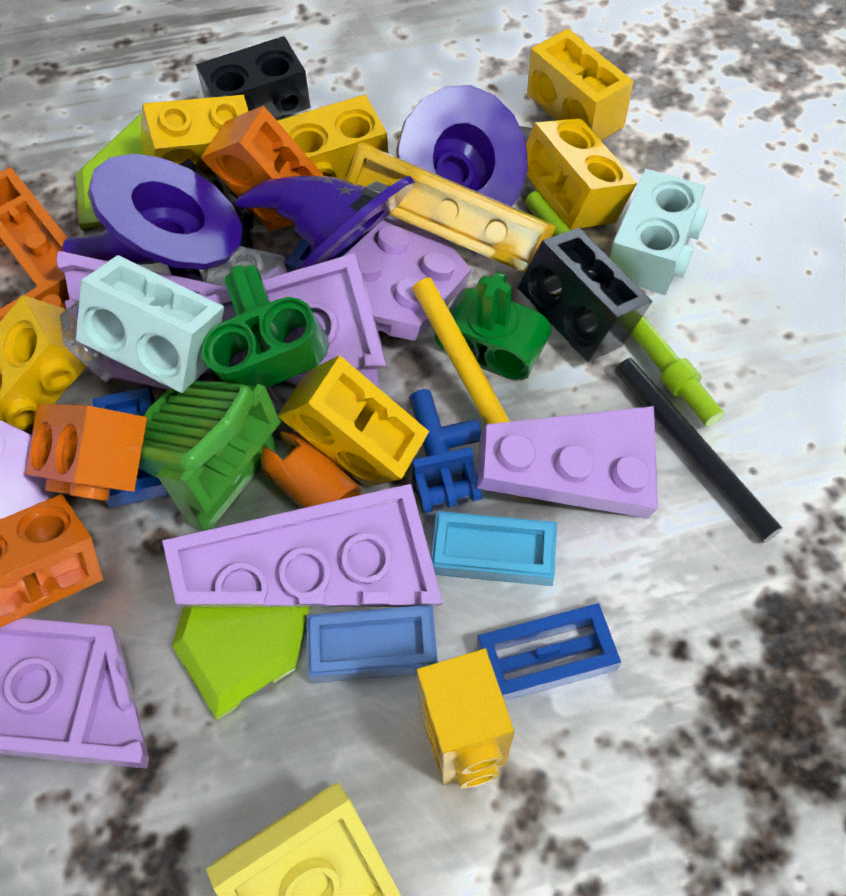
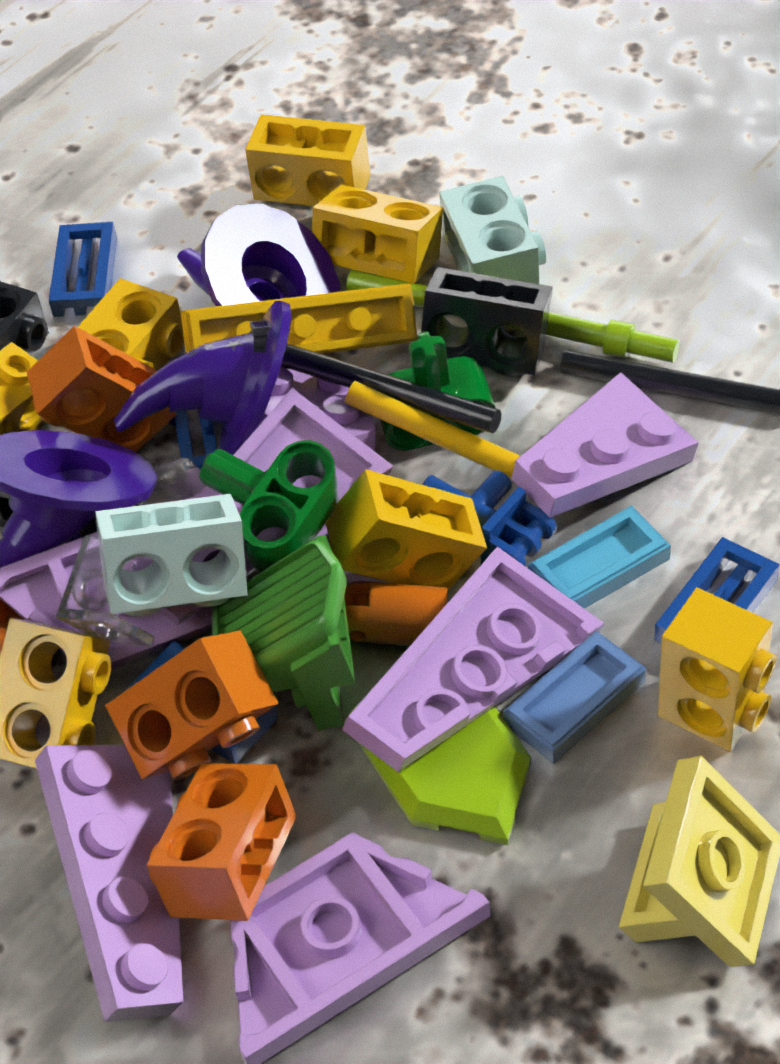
camera: 35 degrees left, 10 degrees down
(377, 78) = (82, 298): none -> blue tile
(458, 303) = (410, 393): none -> black bar

